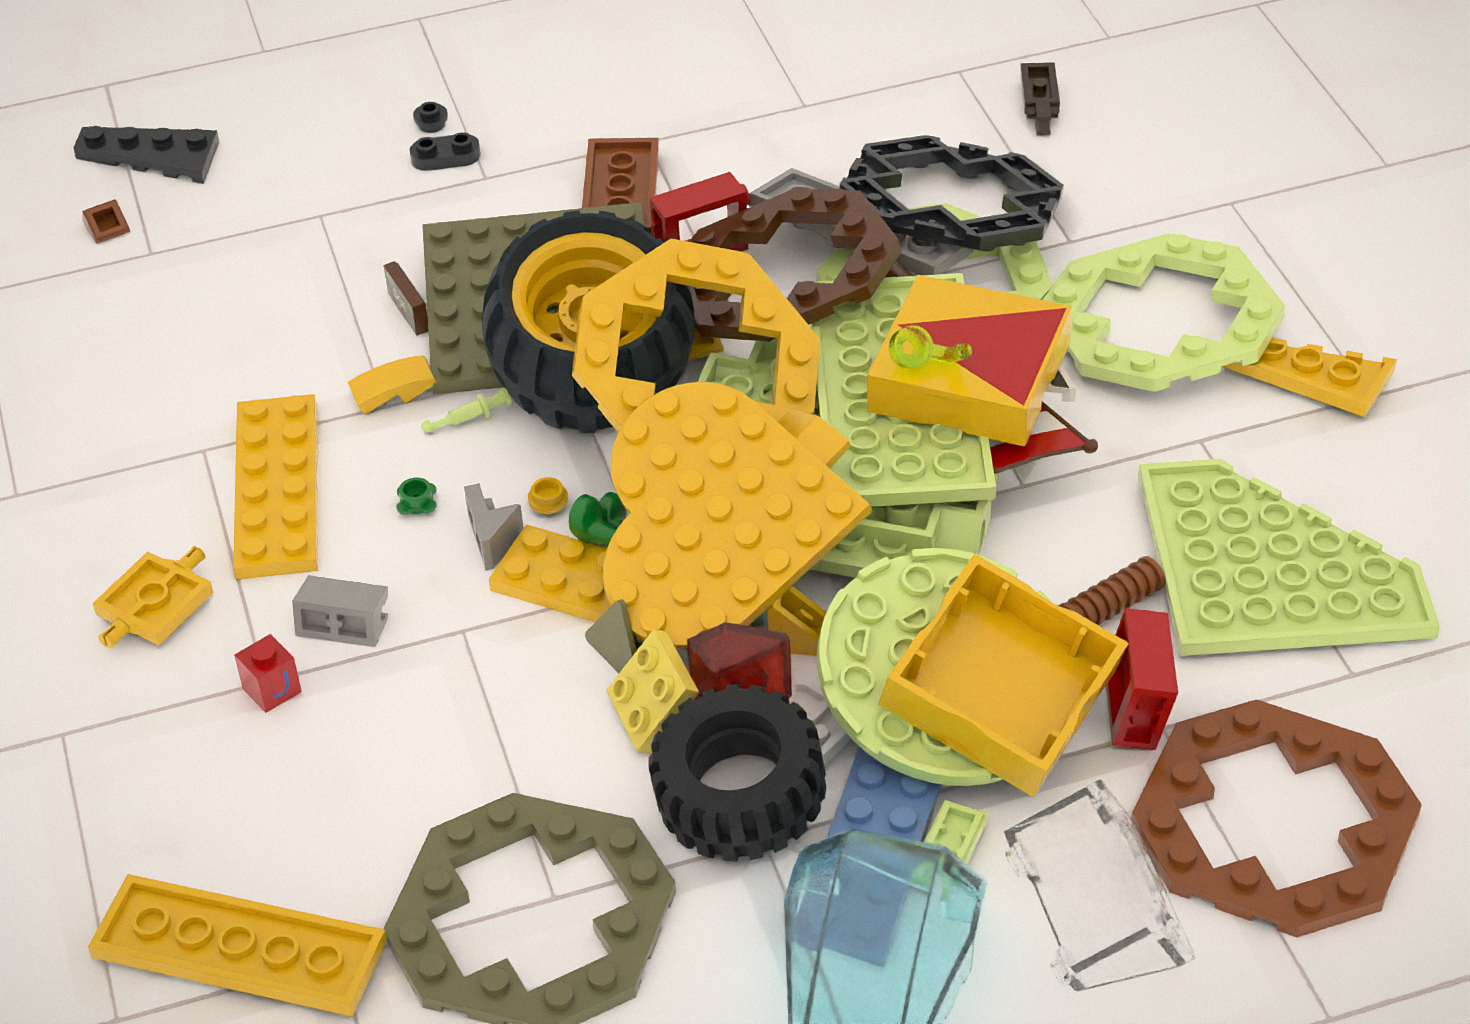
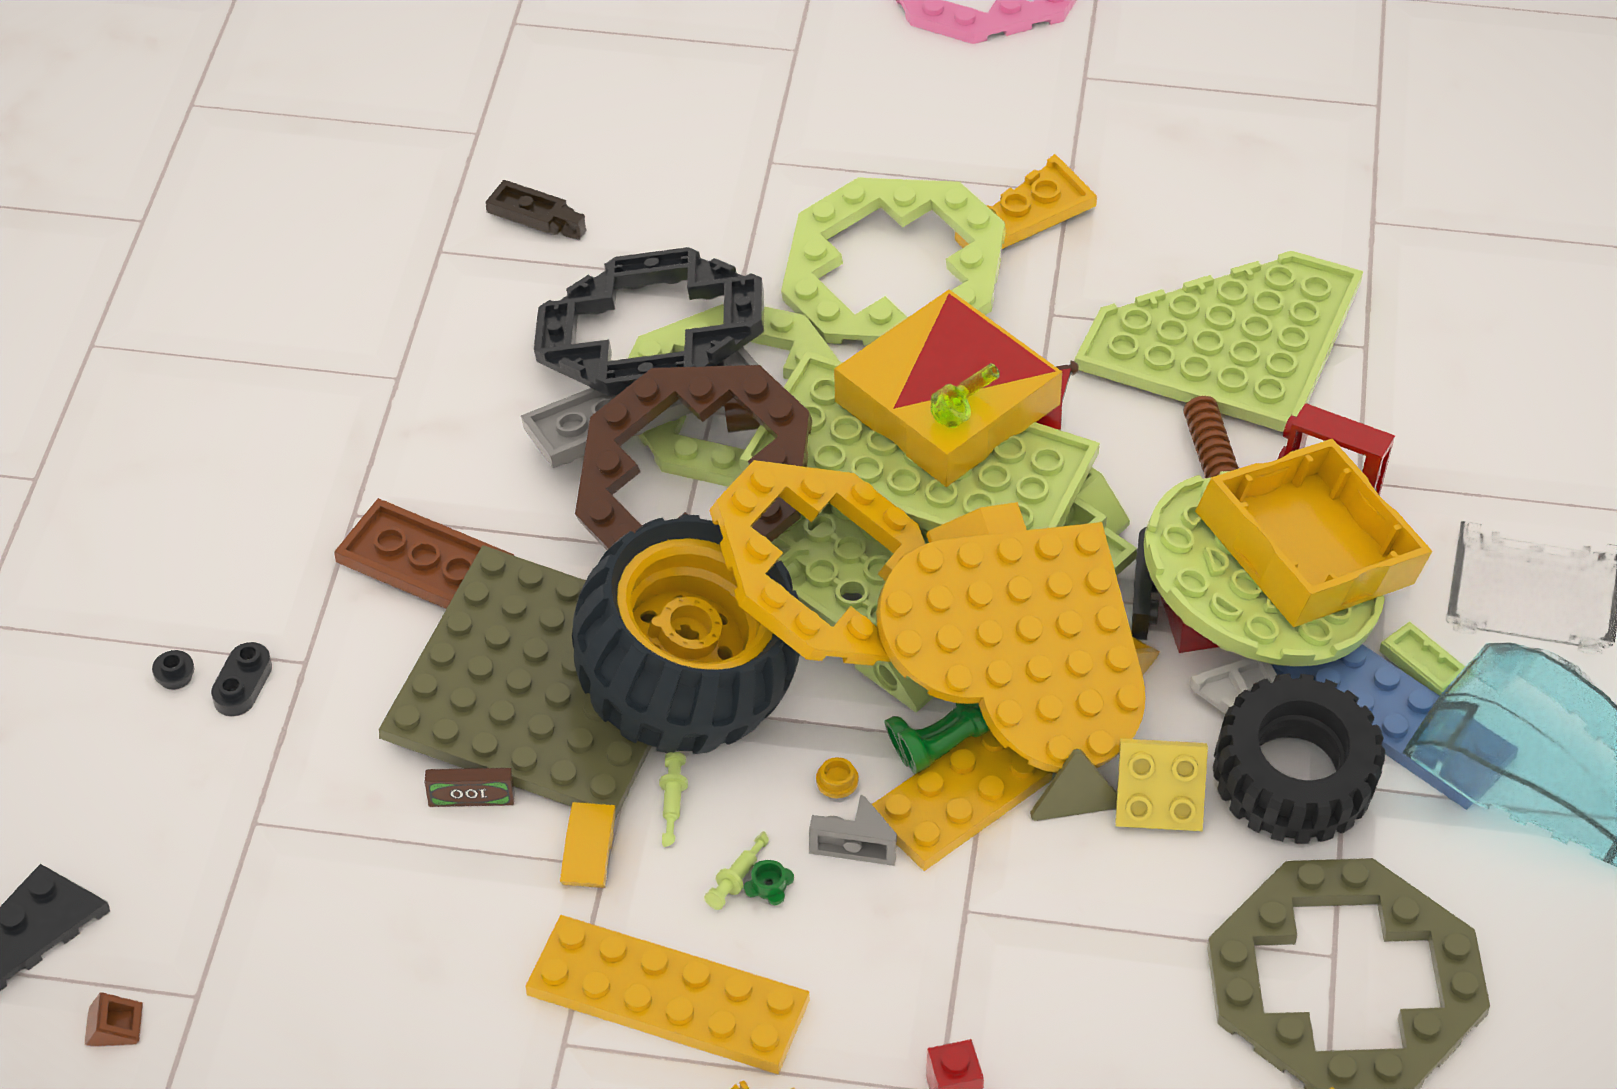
camera: 65 degrees left, 5 degrees up
(340, 610) = (896, 992): light grey hinge -> none
(404, 473) = (731, 879): none -> yellowish green piece
(696, 199) = (552, 510): red window -> none
(742, 657) = (1177, 704): clear red slope -> none
(1243, 885) = (1548, 415): dark orange plate -> none

